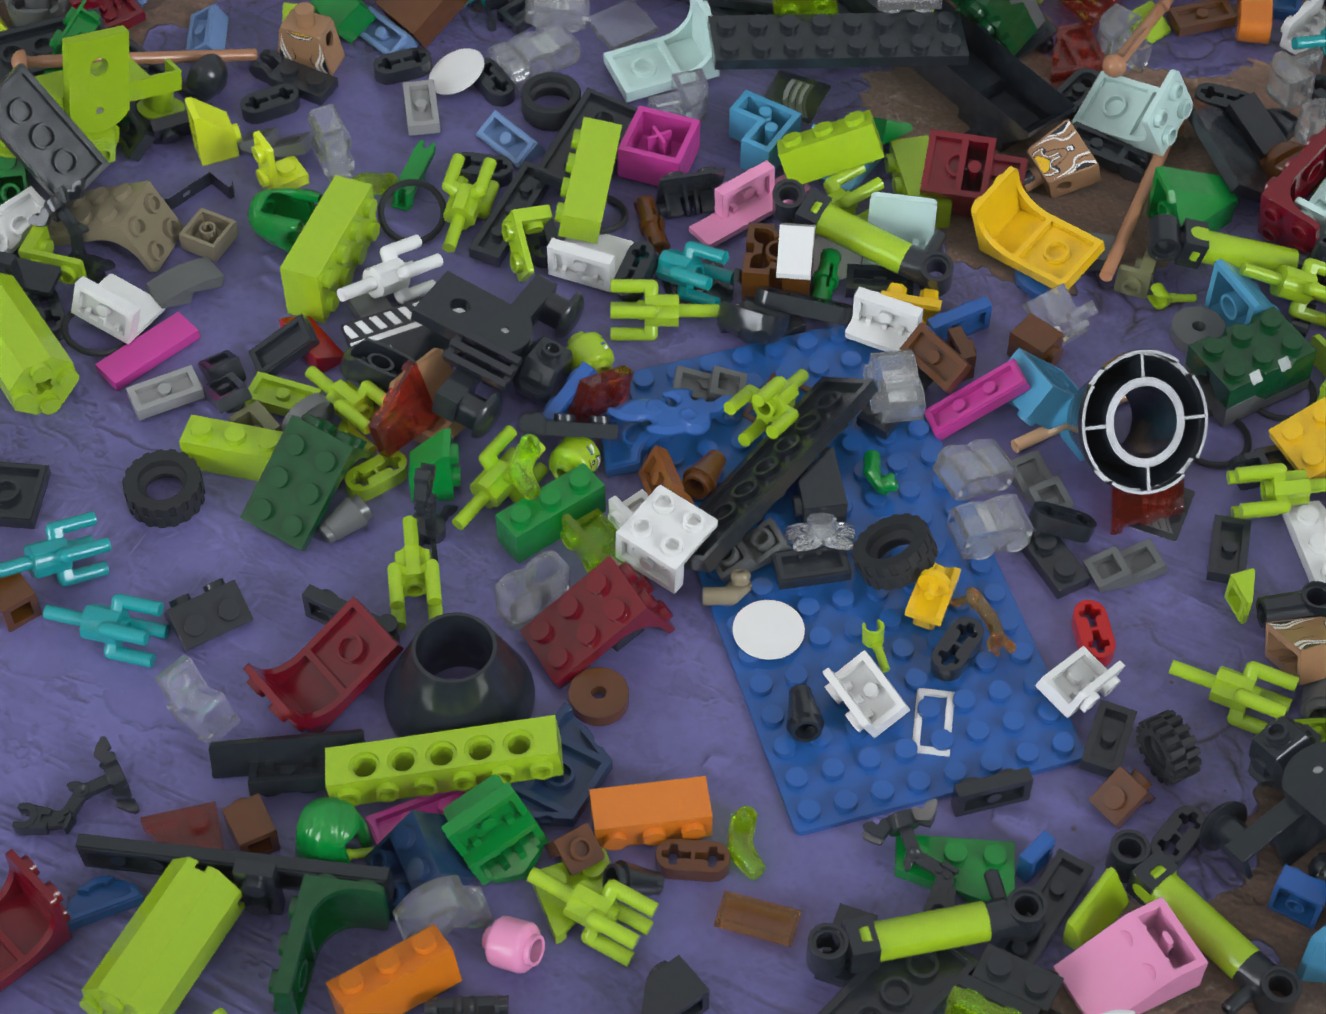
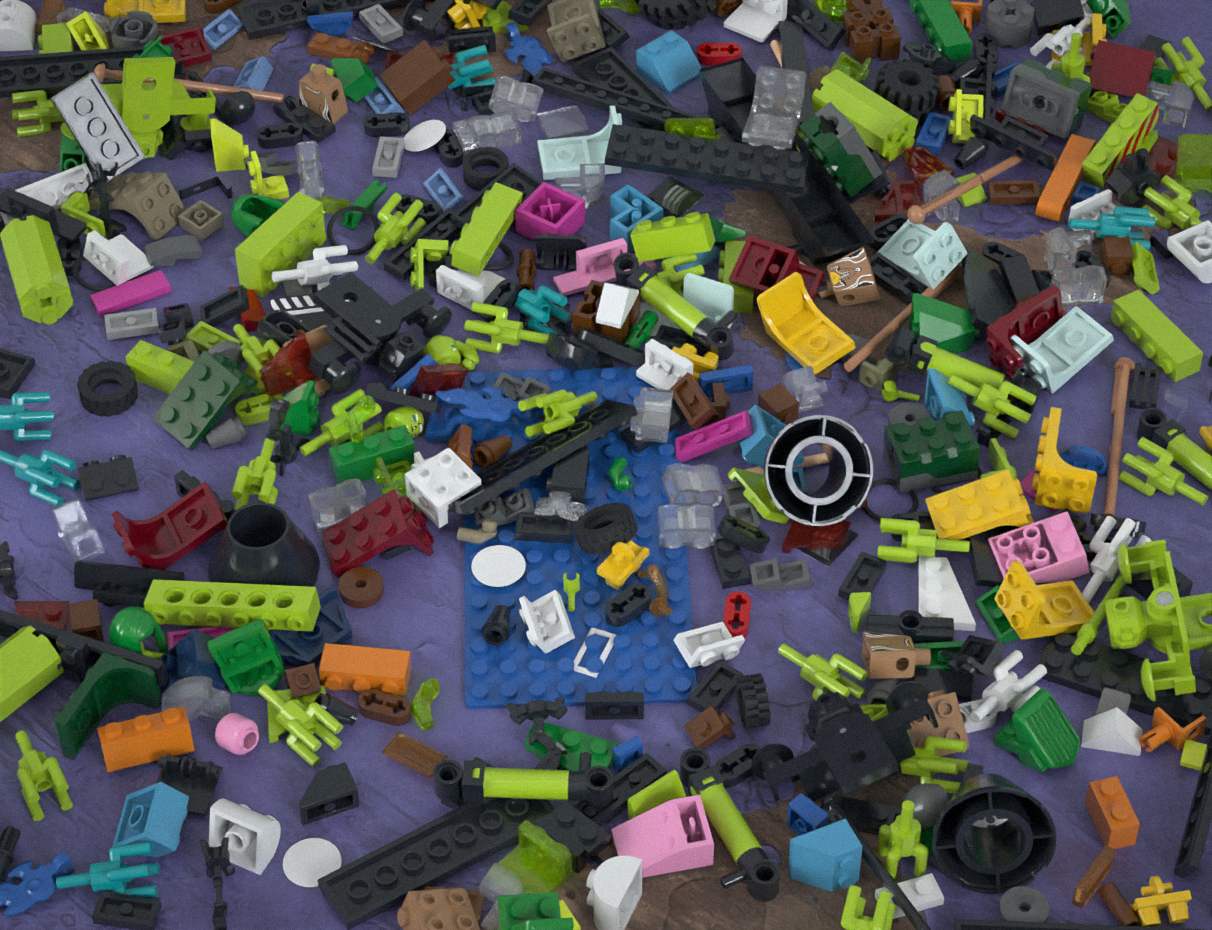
camera: 15 degrees right, 5 degrees down
(622, 349) = (469, 353): none -> lime arm
(1065, 464) = (757, 494): none -> lime wing

